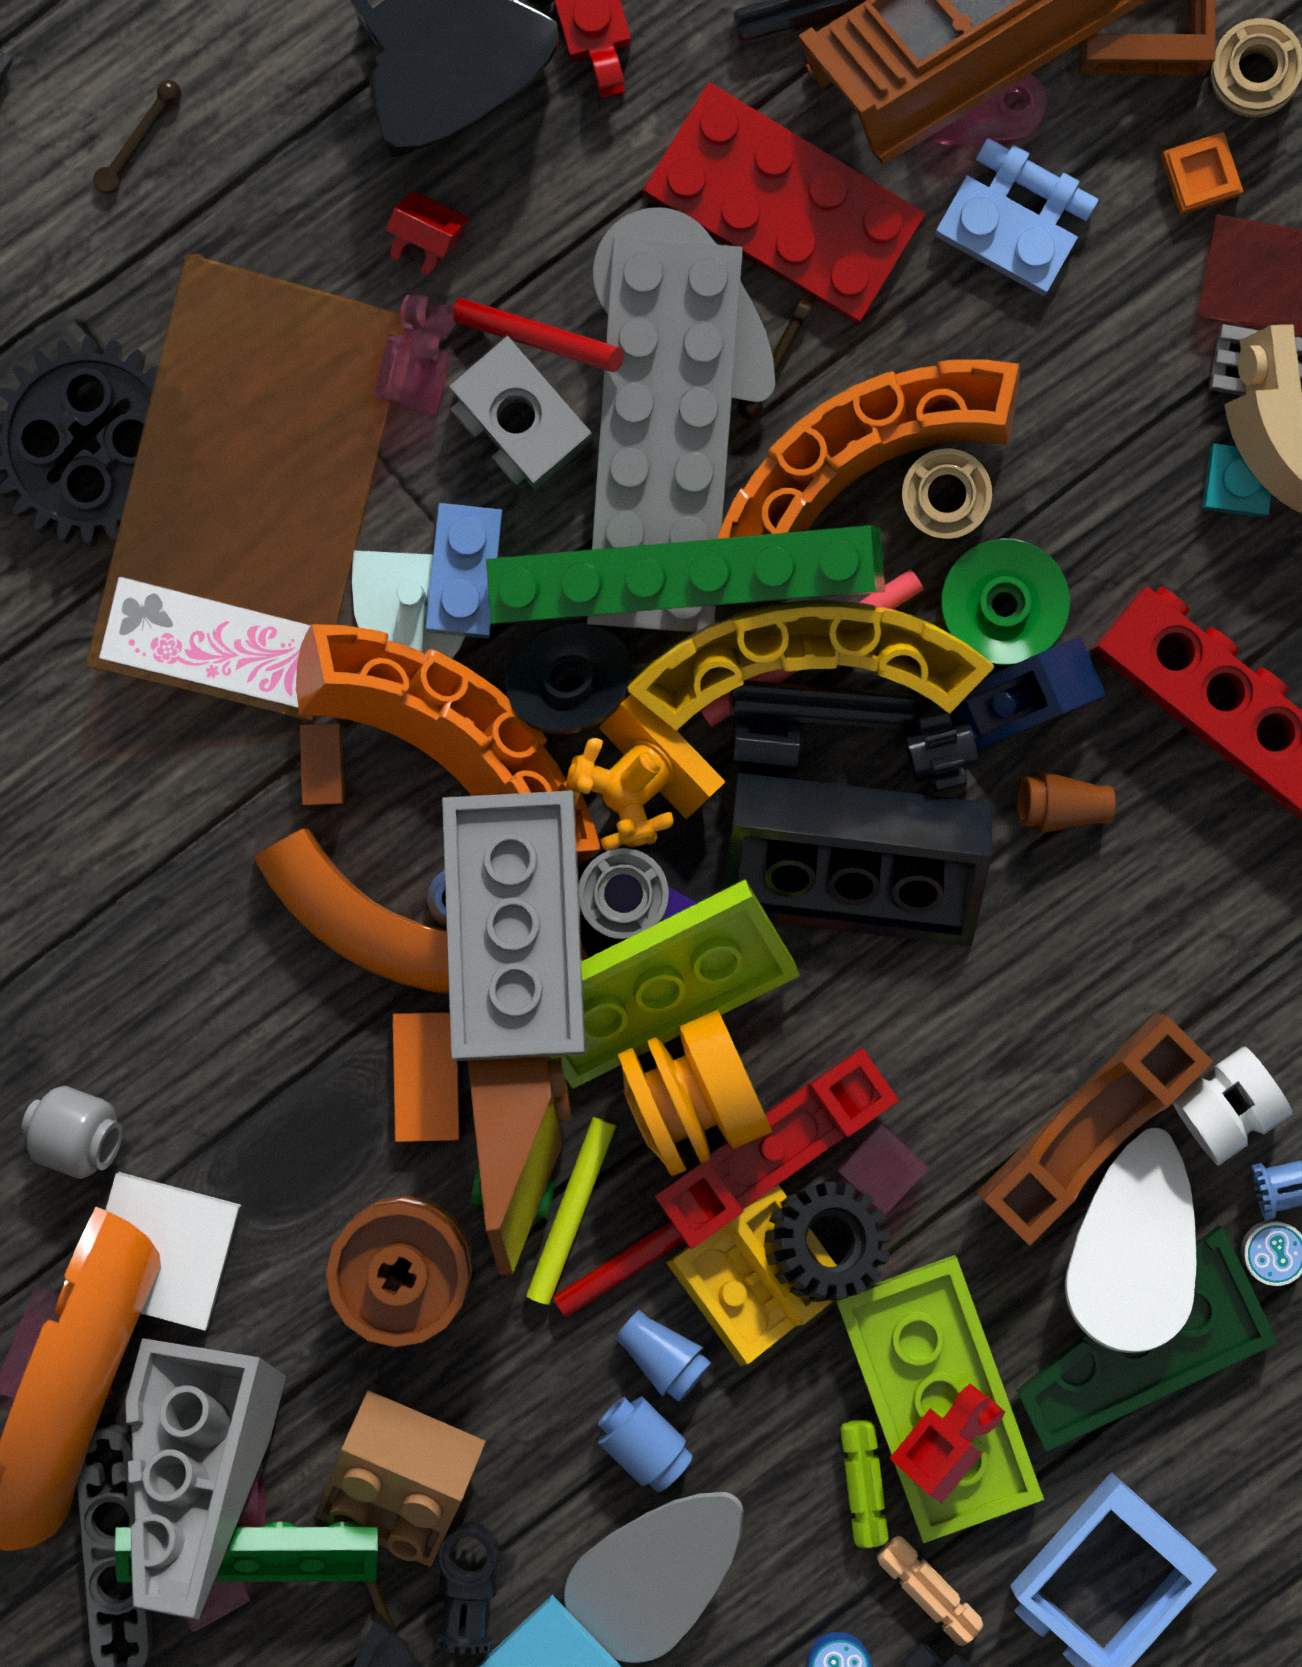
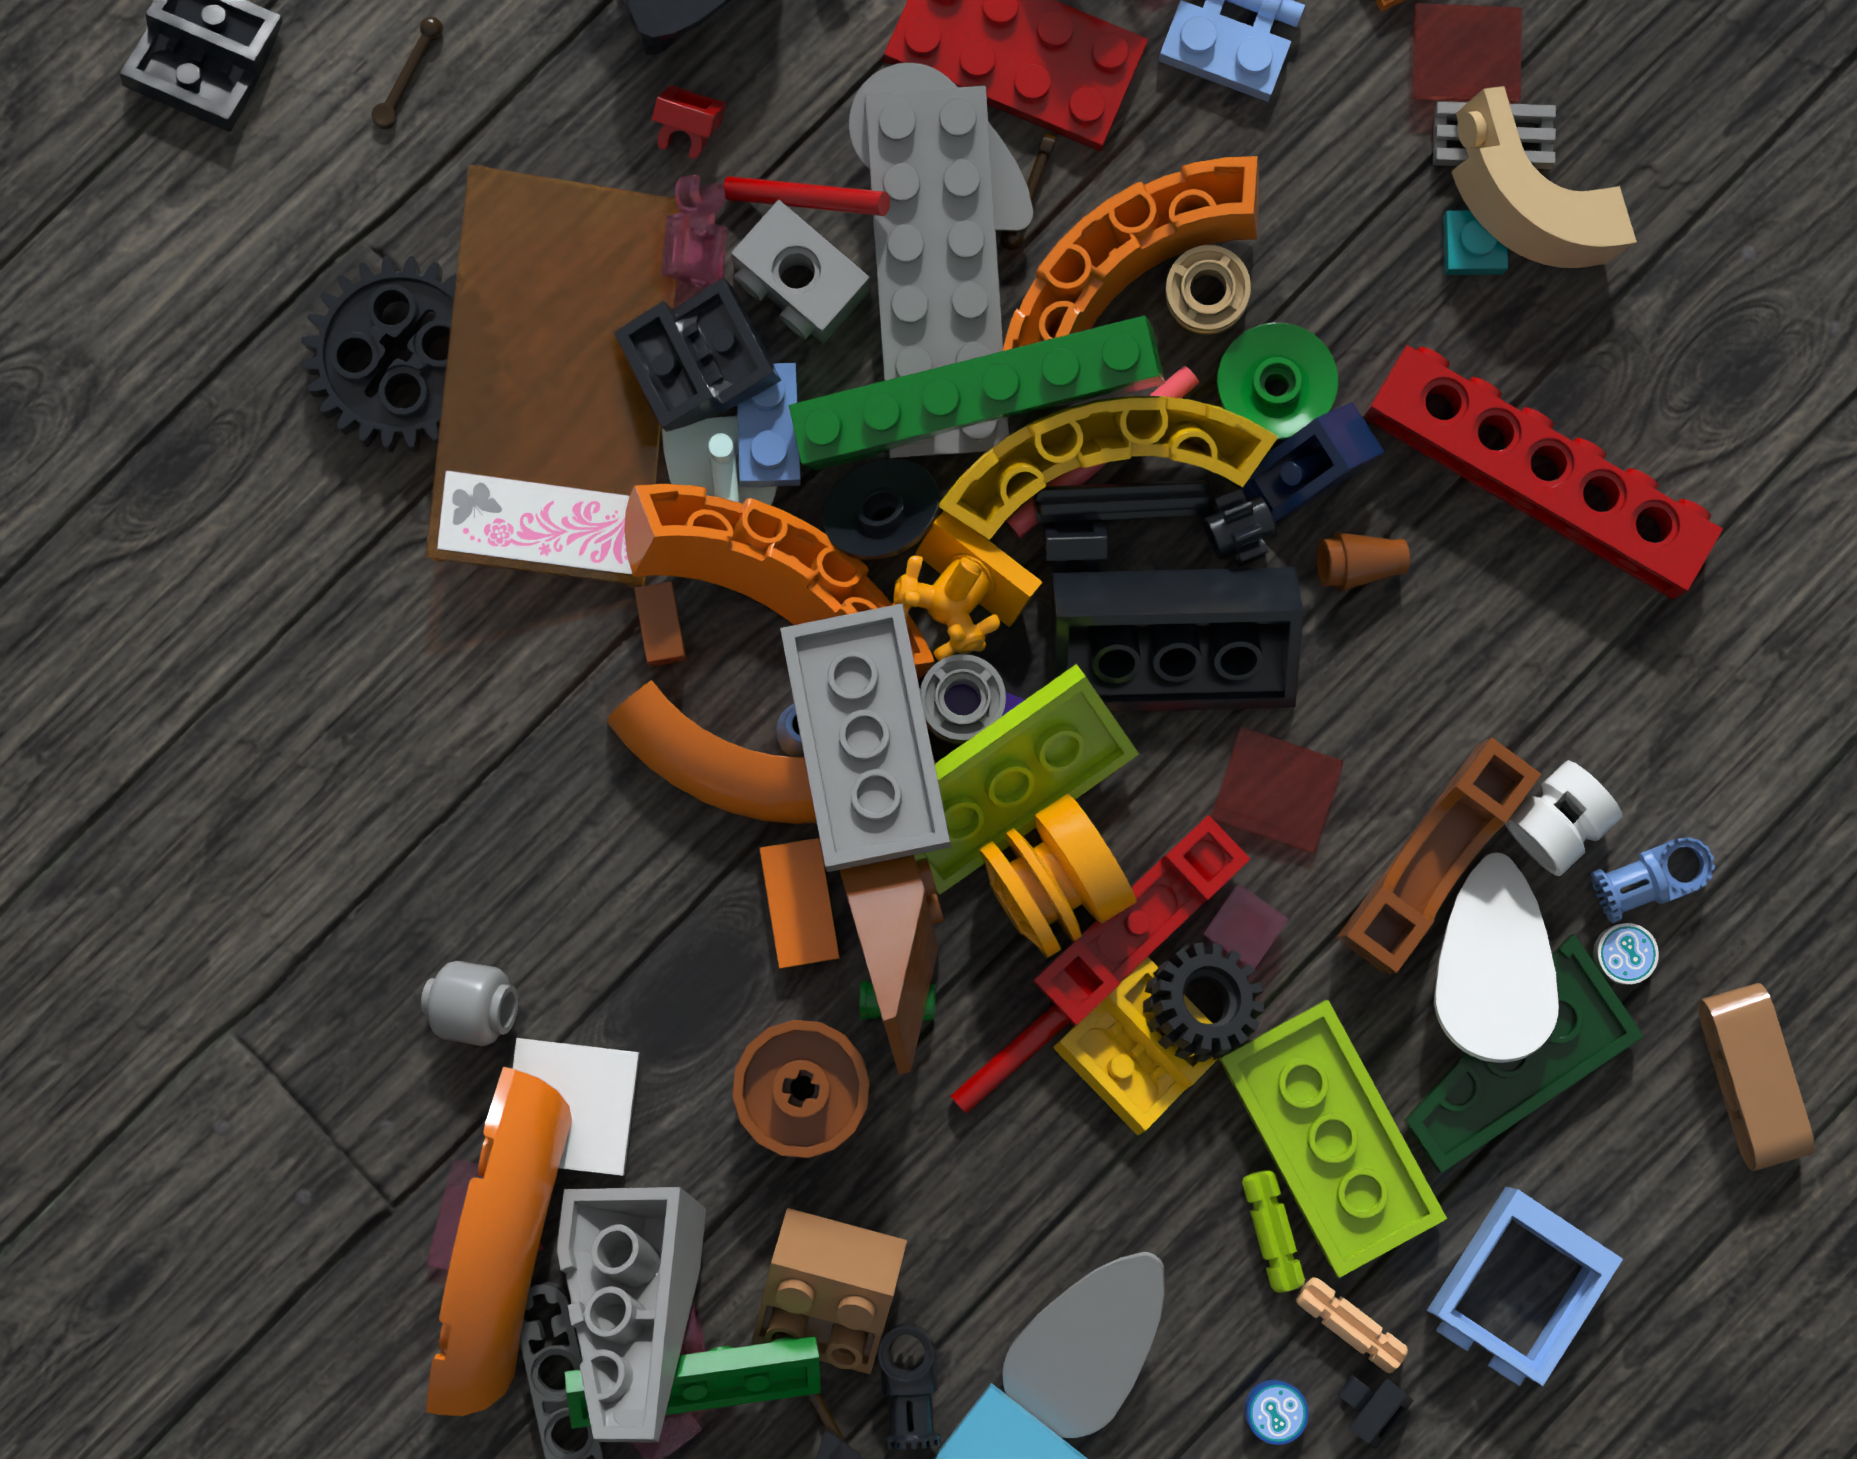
camera: 15 degrees left, 5 degrees down
(399, 490) = (697, 356): none -> black slope
(571, 1211) = (955, 1011): neon yellow bar -> none
(644, 1443) = (1057, 1222): medium blue brick -> none
(663, 1355) = (1065, 1136): medium blue cone -> none
(938, 1029) = (1276, 790): none -> clear red piece
(940, 1447) = (1343, 1180): red plate -> none

